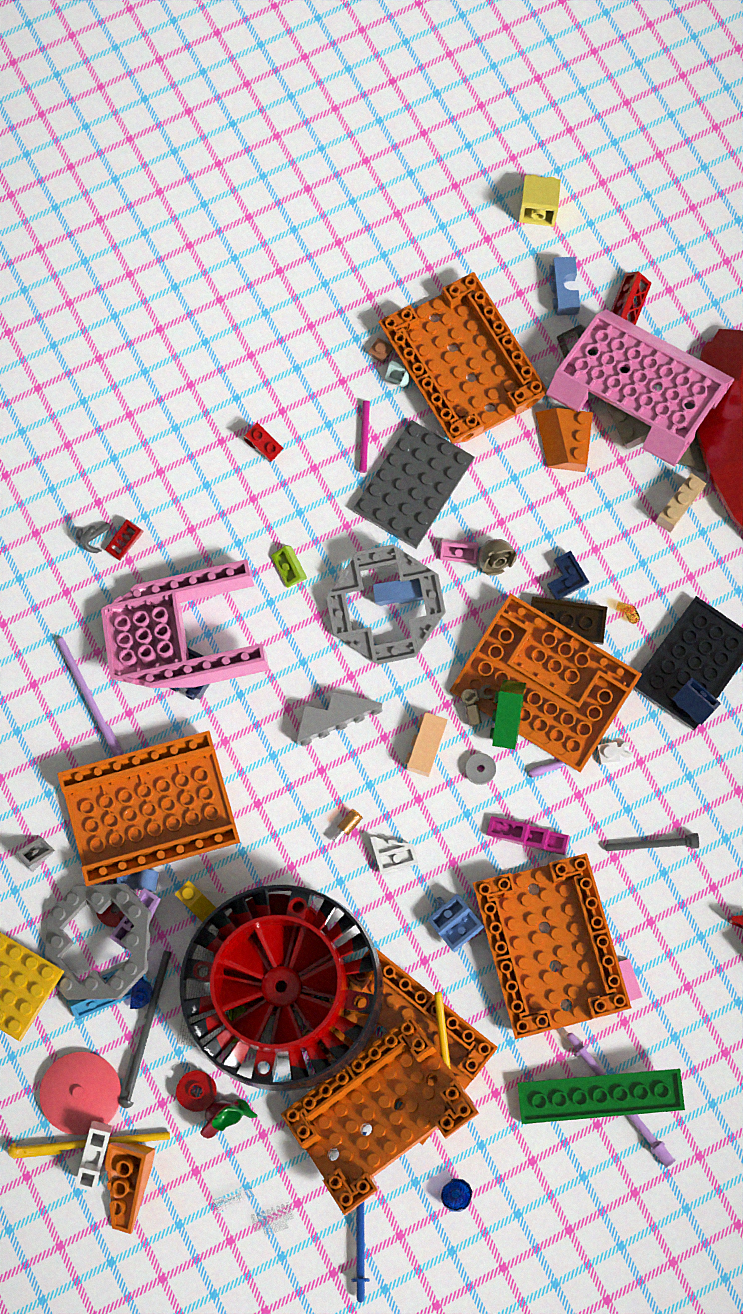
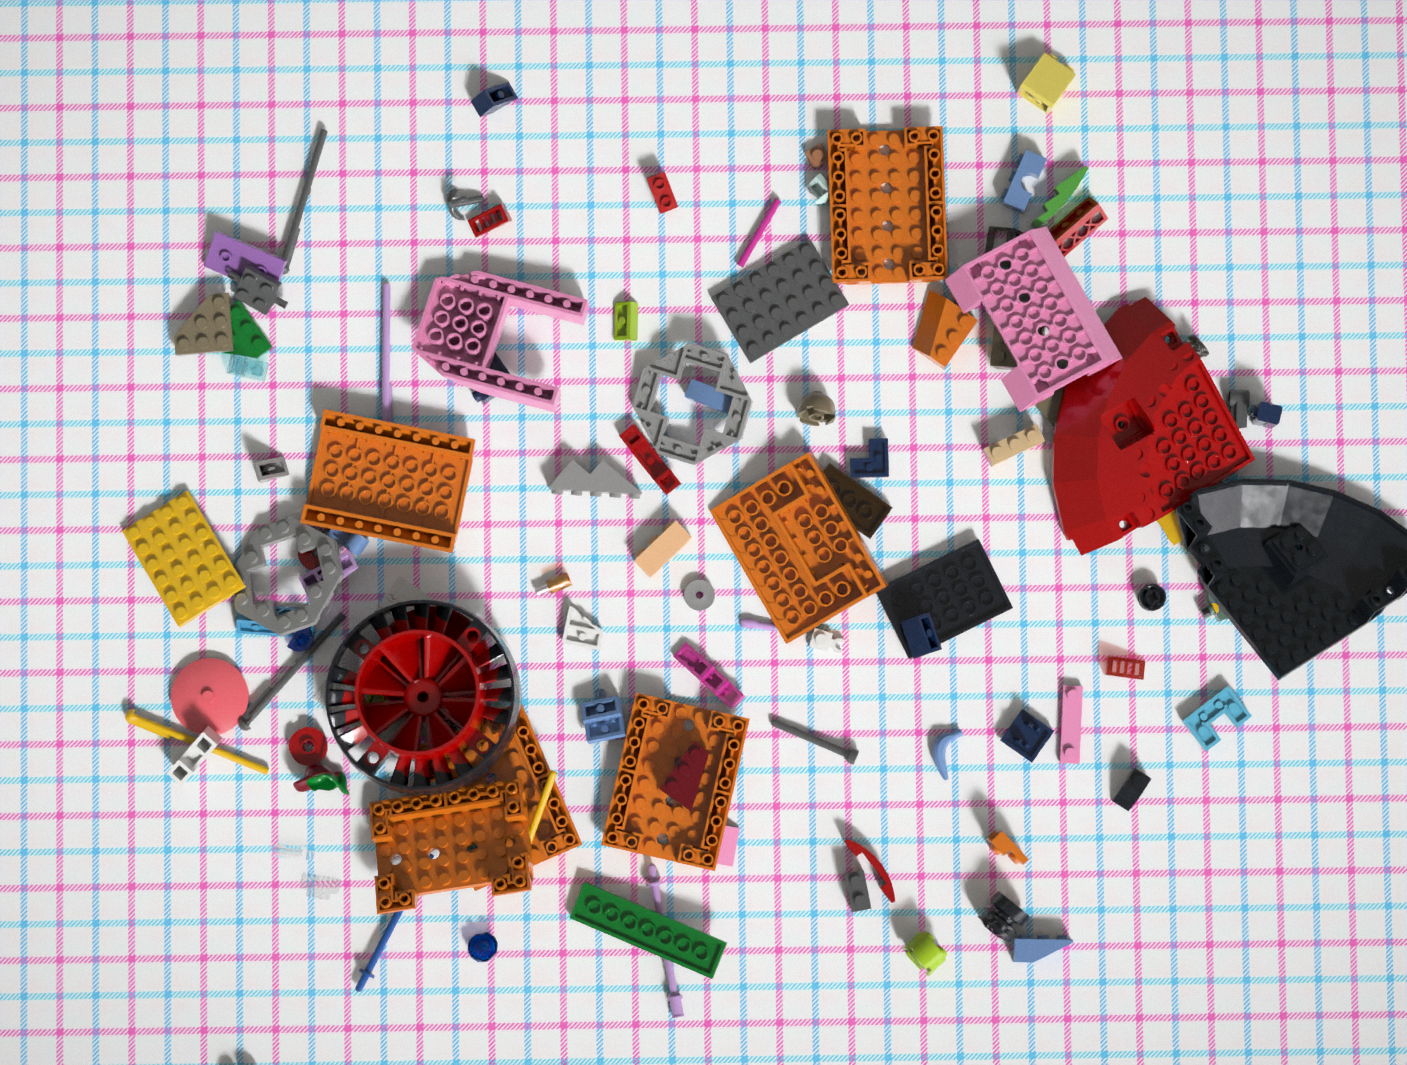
camera: 30 degrees right, 10 degrees up
(75, 436) = (493, 99): none -> dark blue slope
(128, 1176) = (216, 786): orange wedge -> none
(195, 901) = (389, 584): yellow slope -> none
(373, 673) = (649, 459): none -> red slope
(459, 551) = (787, 385): bright pink slope -> none
(470, 696) = (724, 526): dark tan bar -> none
(507, 714) = (747, 559): green wedge -> none
(559, 934) = (686, 776): none -> dark red wedge
(602, 281) = (1063, 193): none -> bright green slope
(630, 612) = (912, 522): clear yellow arm -> none

